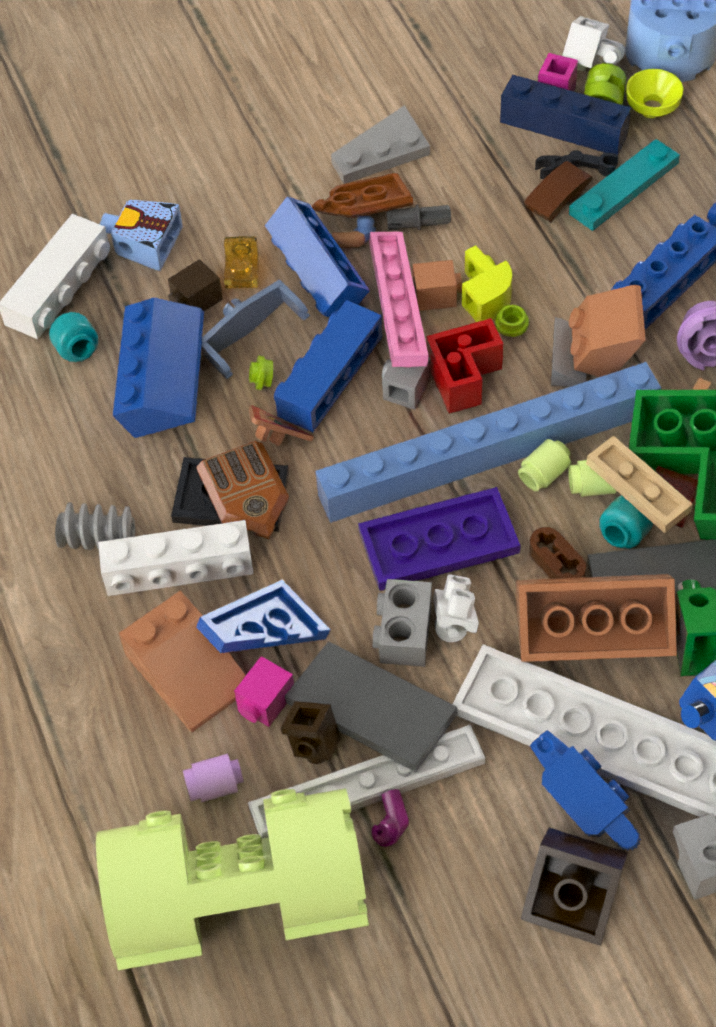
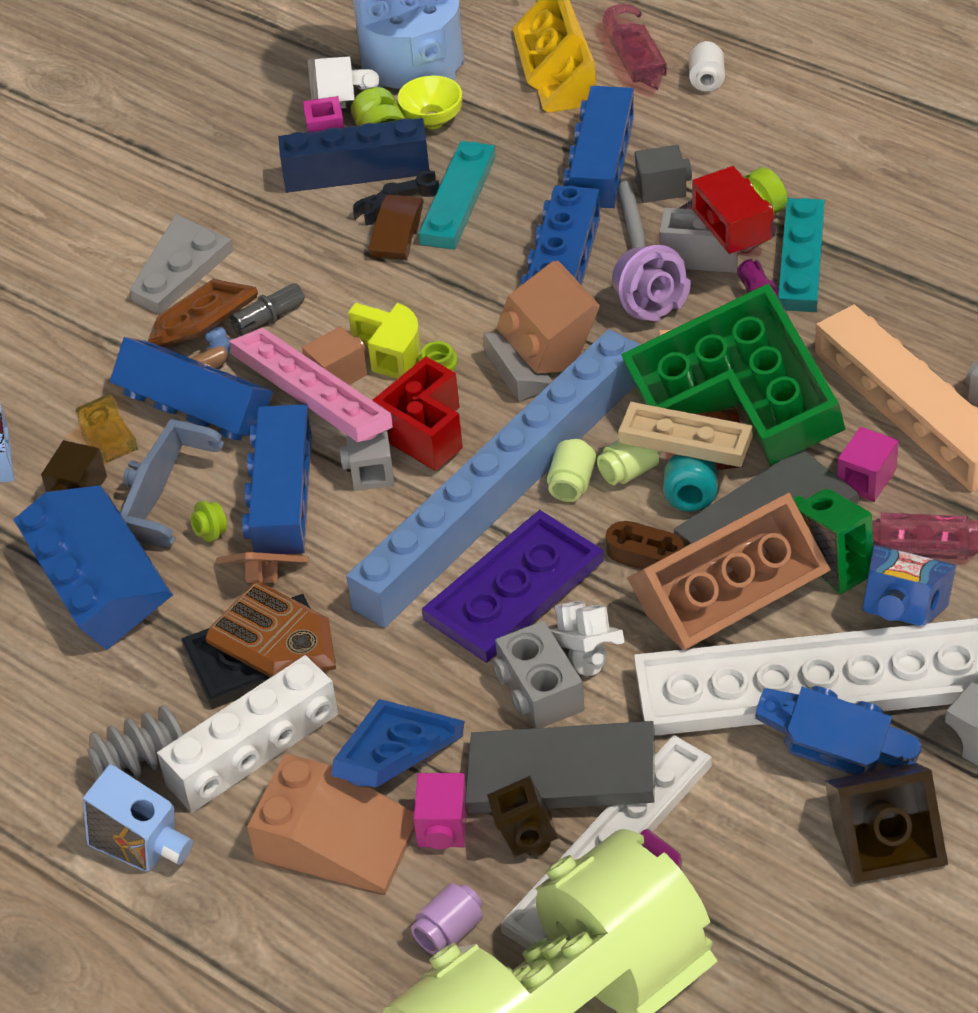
camera: 30 degrees left, 10 degrees down
(53, 585) = (132, 822): none -> light blue torso

